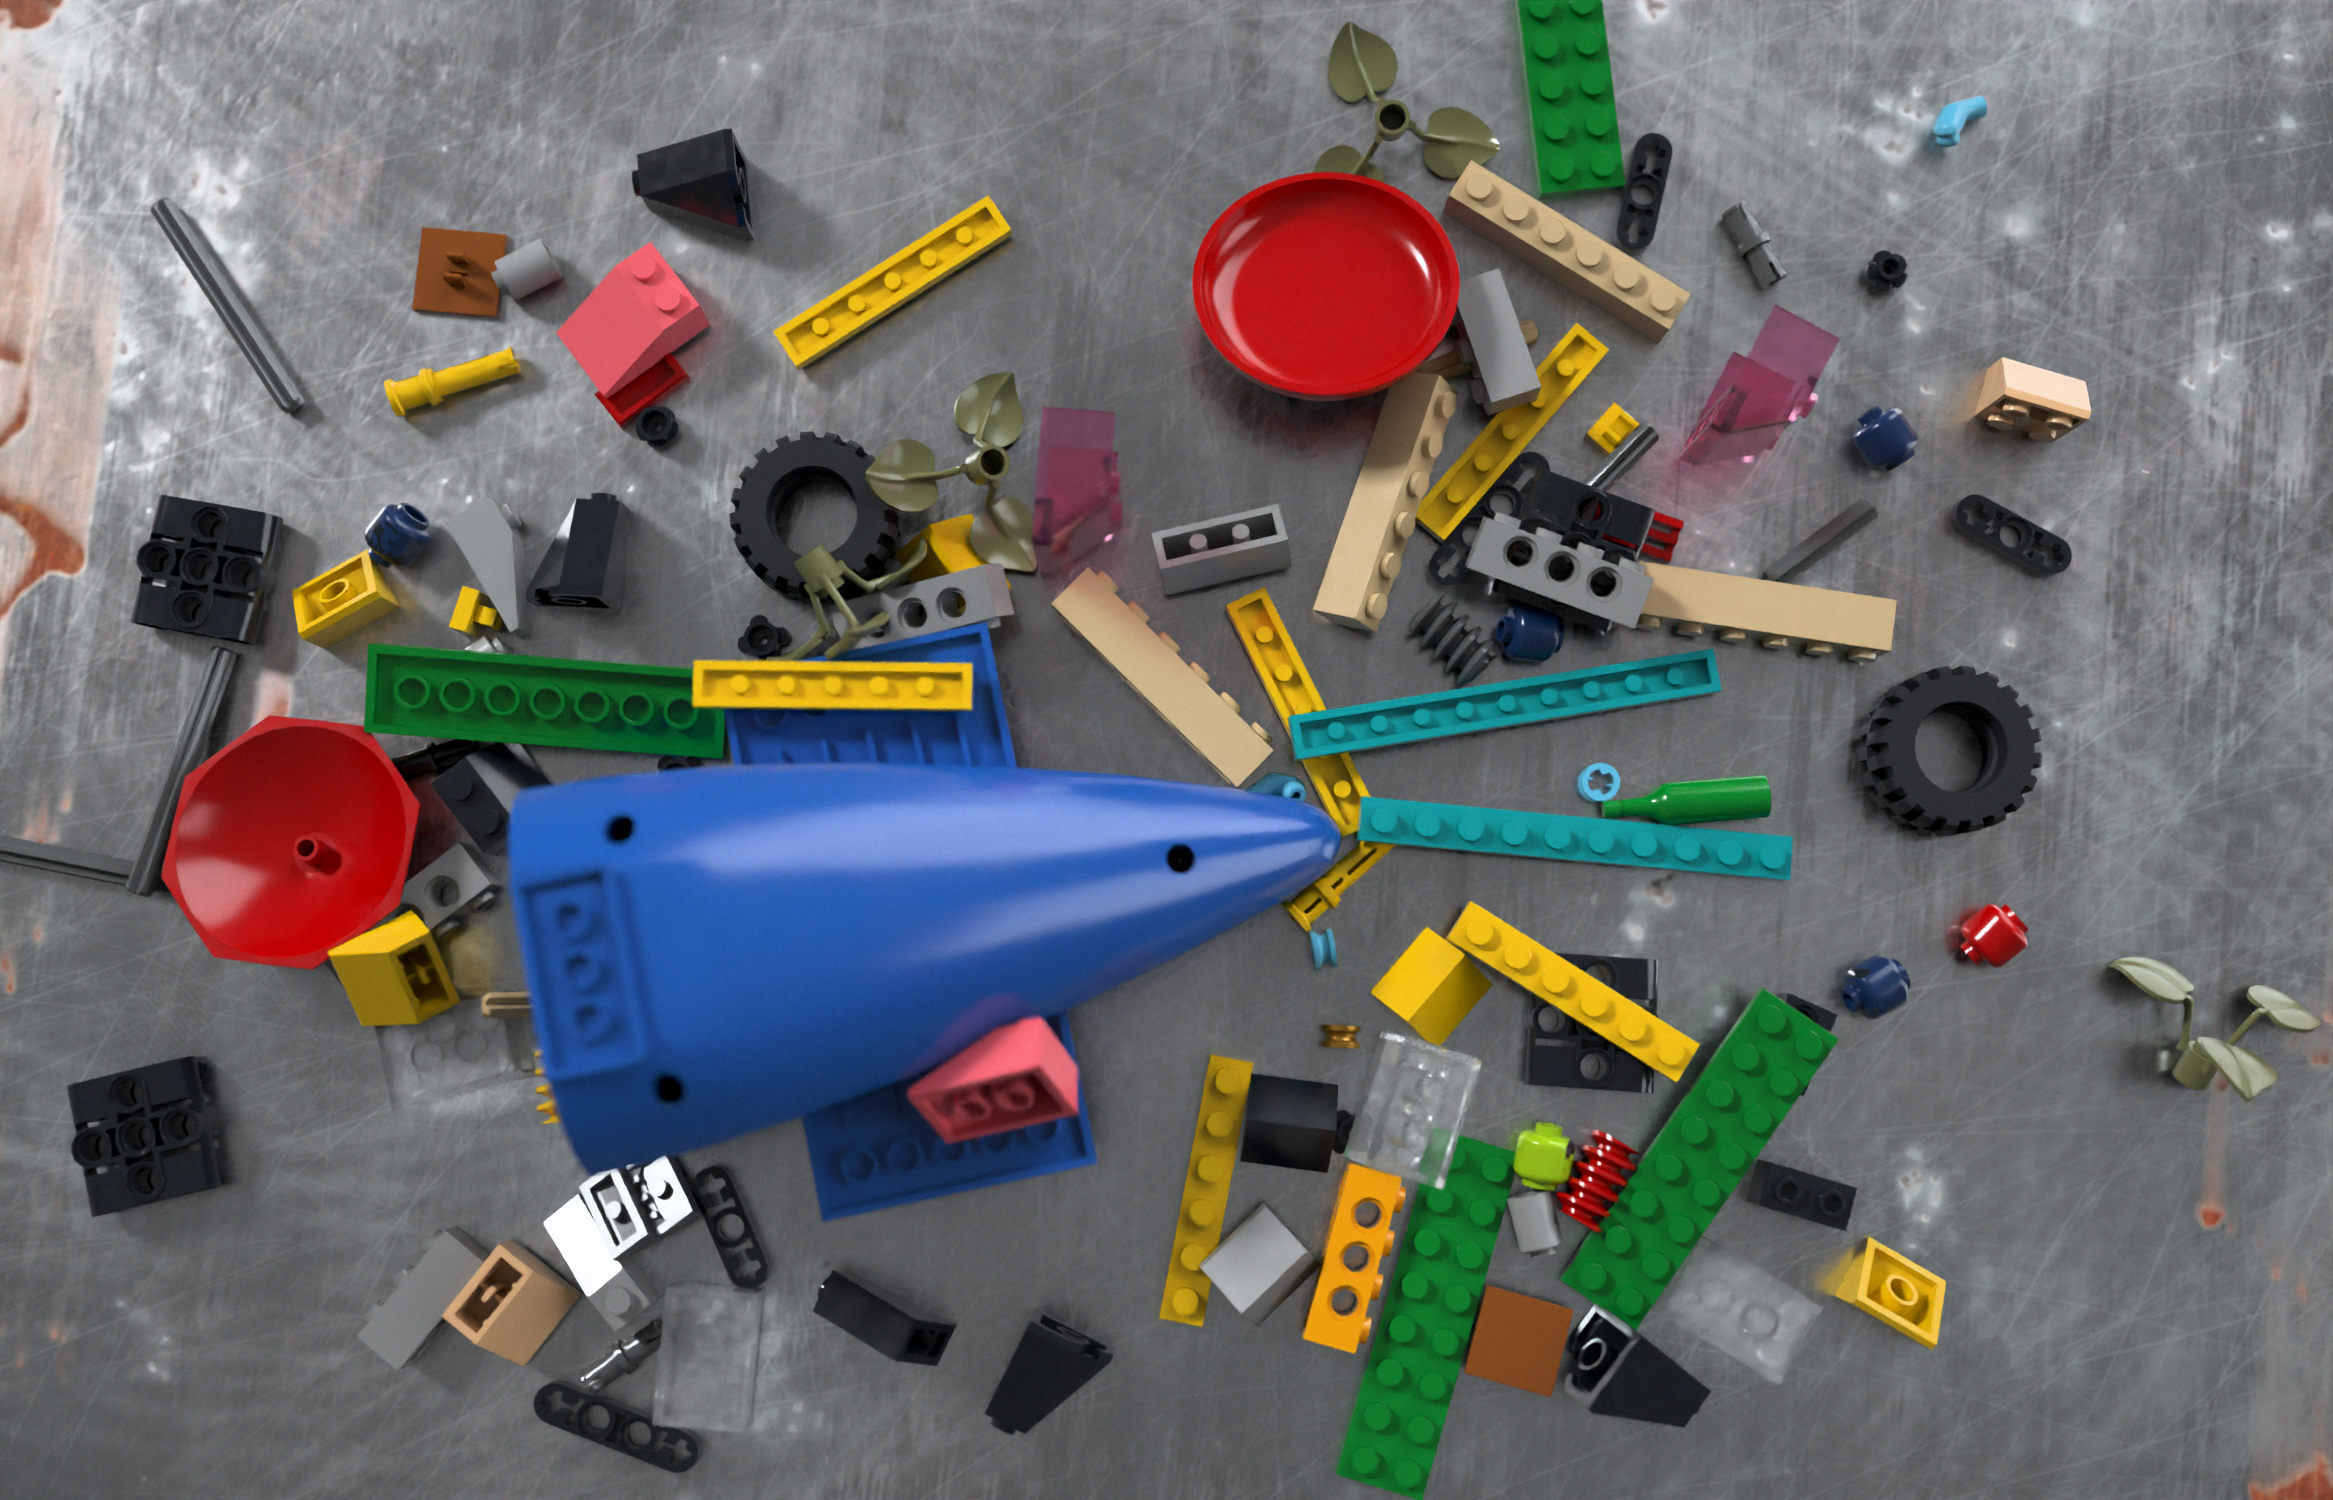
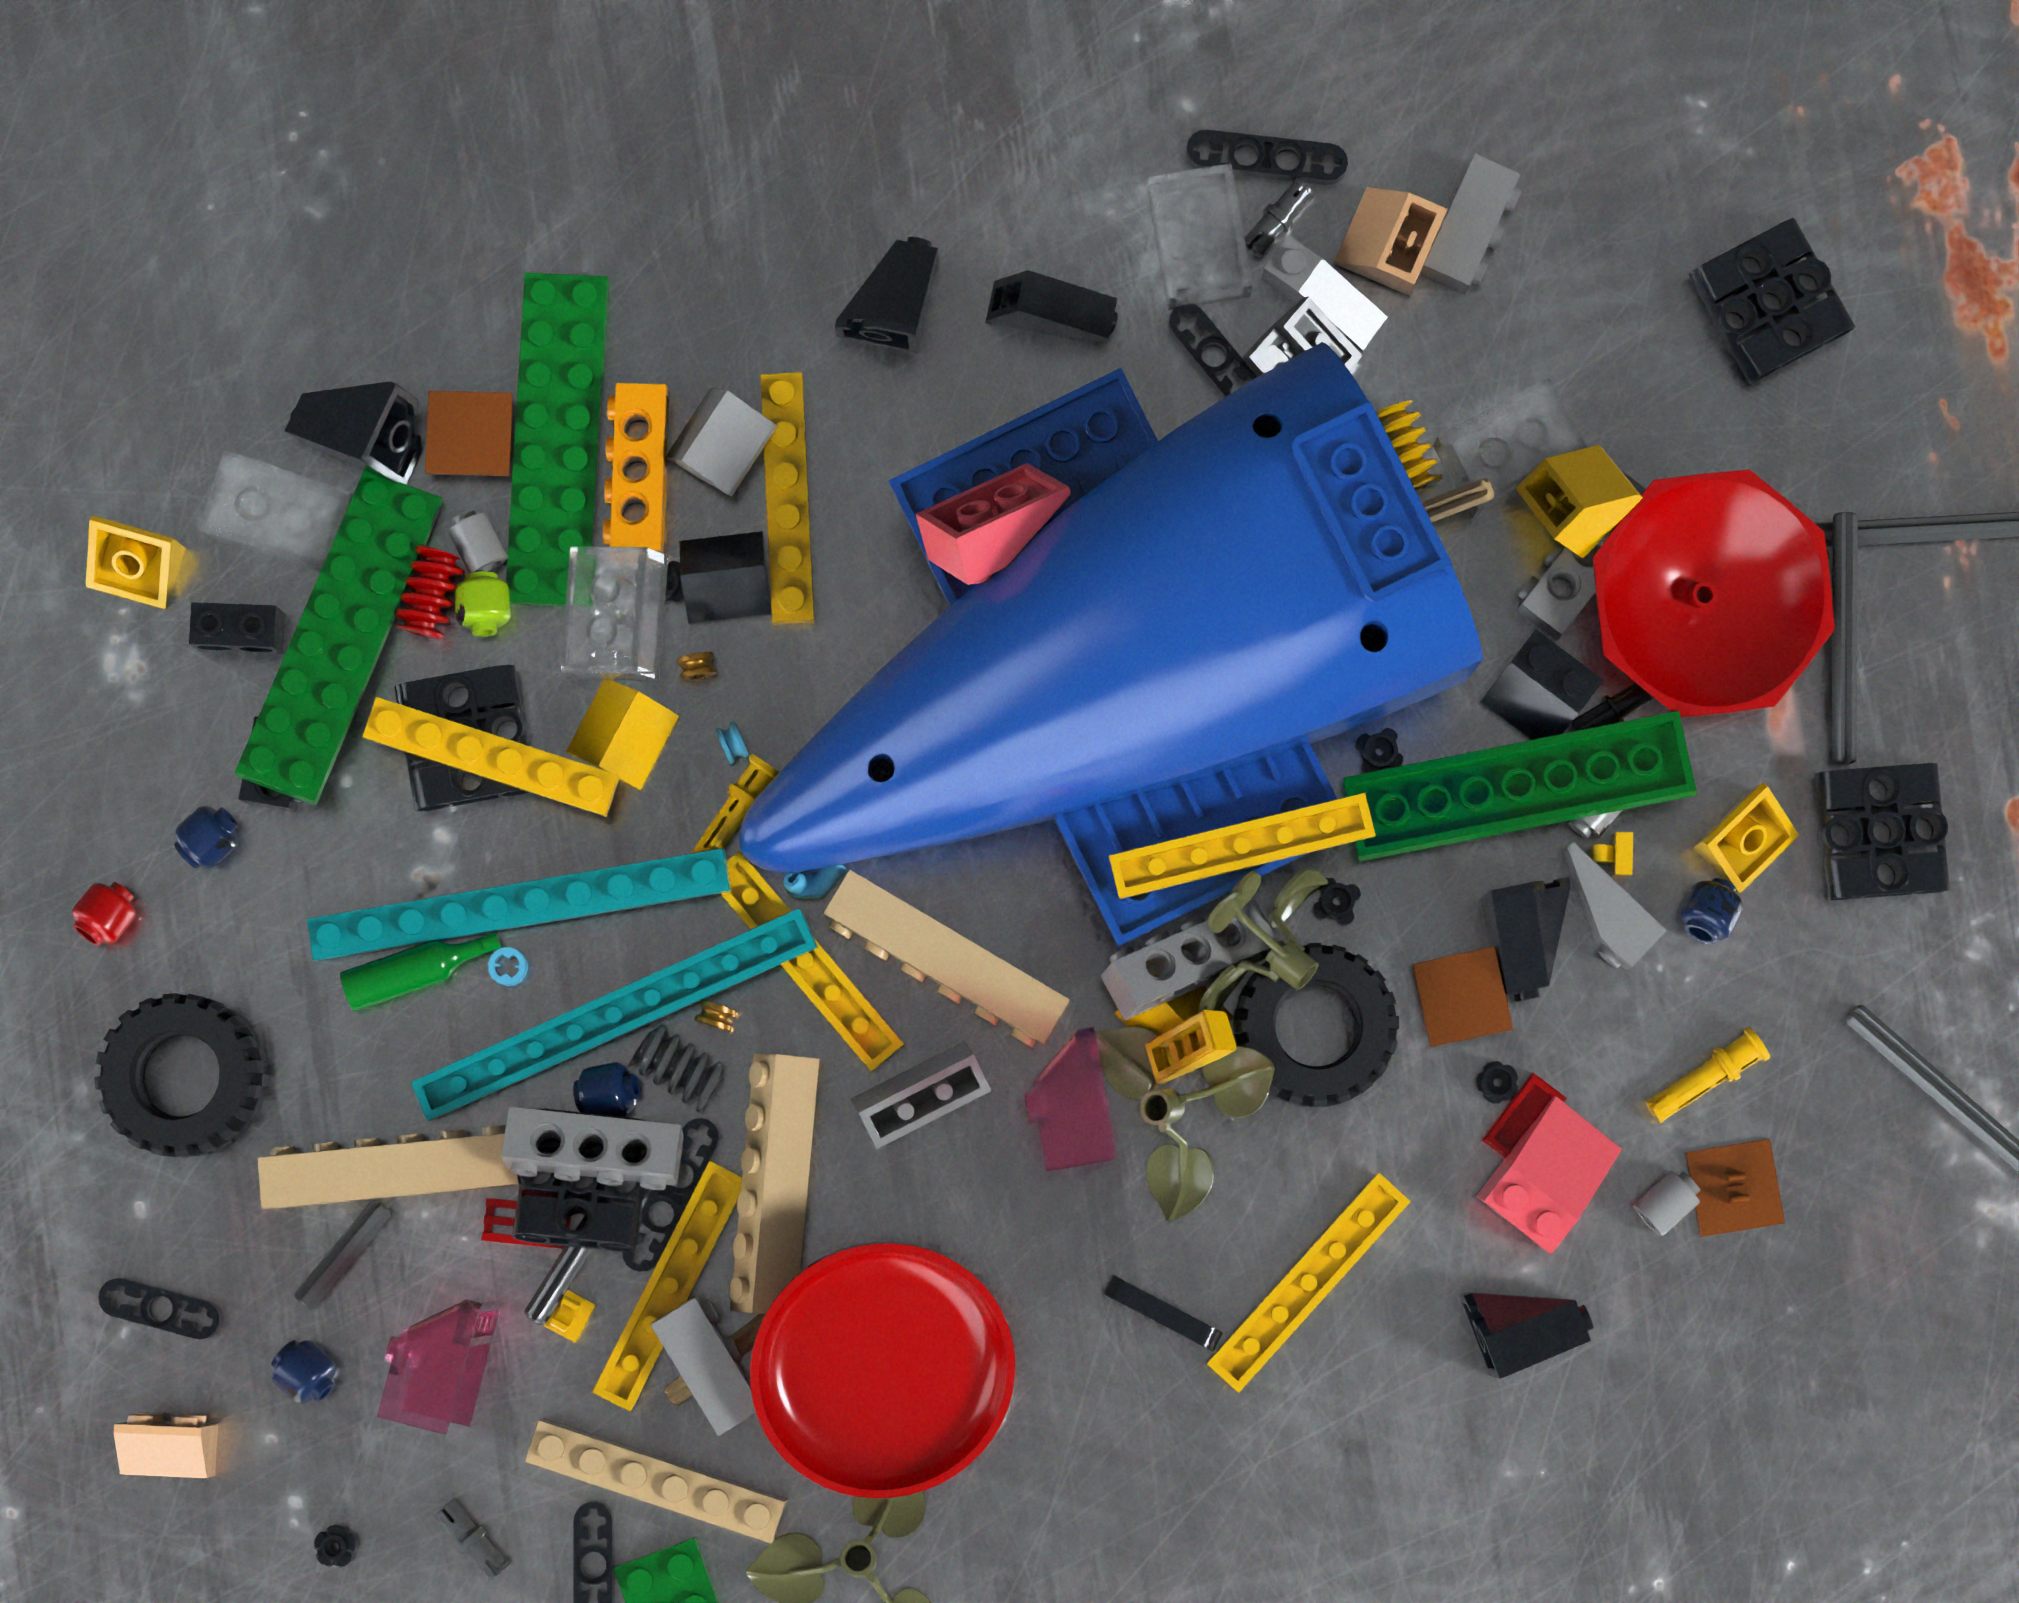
camera: 170 degrees right, 0 degrees up
(665, 513) = (1463, 996): none -> dark orange piece
(917, 523) = (1214, 1038): none -> yellow slope
(1040, 288) = (1163, 1313): none -> black beam
(1404, 680) = (715, 1015): none -> pearl gold bush

